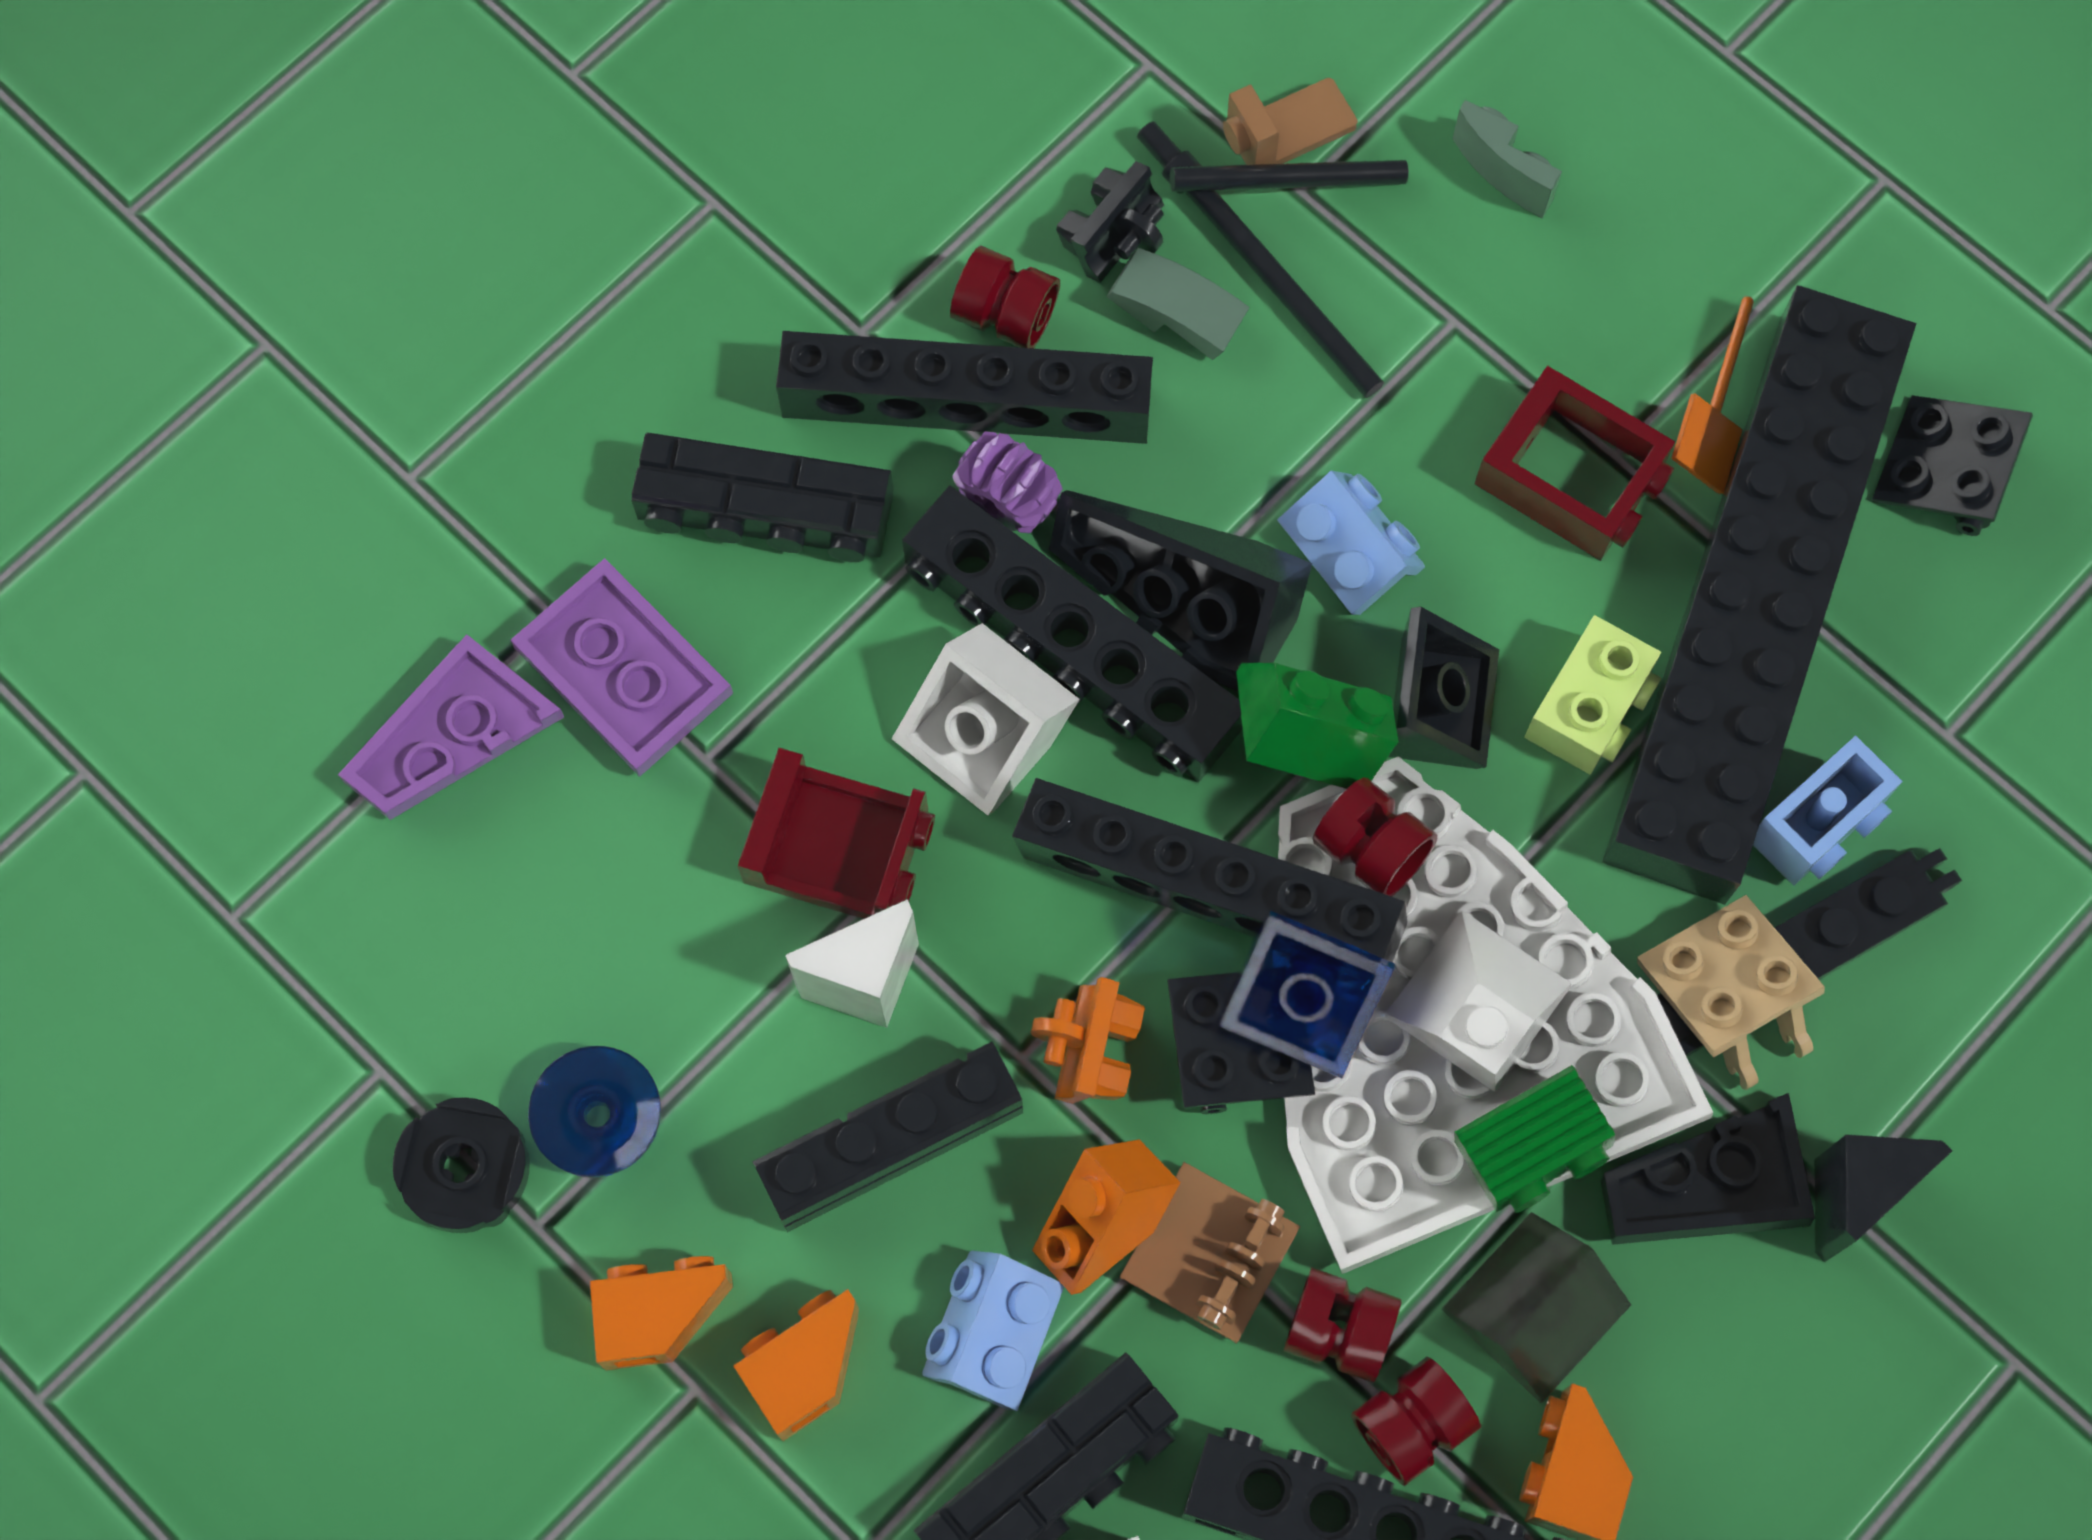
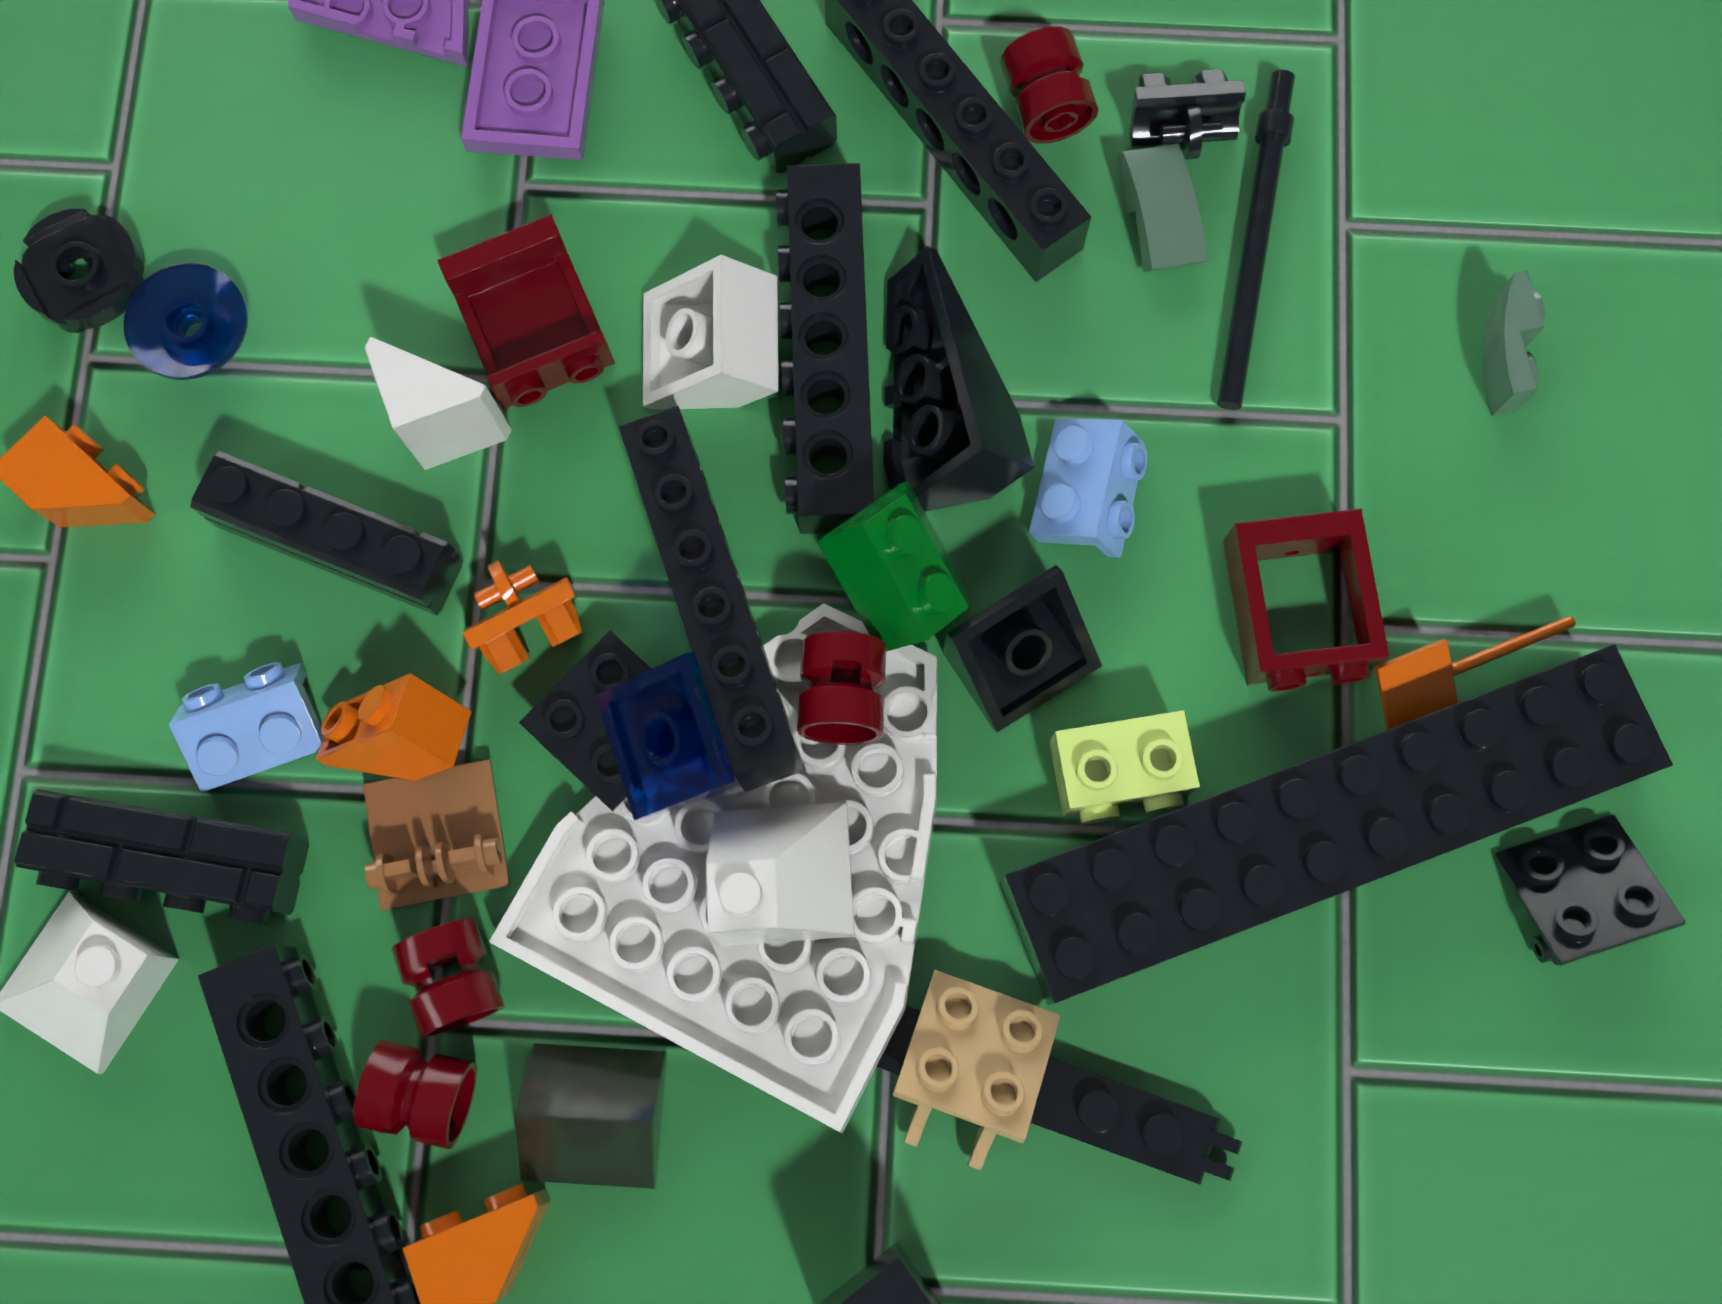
camera: 50 degrees right, 5 degrees up
(803, 1368) = (109, 617): orange slope -> none
(1008, 481) = (901, 201): medium lavender gear -> none
(1288, 125) = (1380, 168): medium nougat bracket -> none
(1288, 175) = (1342, 201): black bar -> none
(1536, 1140) = (693, 1007): green brick -> none
(1721, 1182) = (805, 1179): black wing -> none
(1824, 810) = (1184, 1022): light blue brick -> none

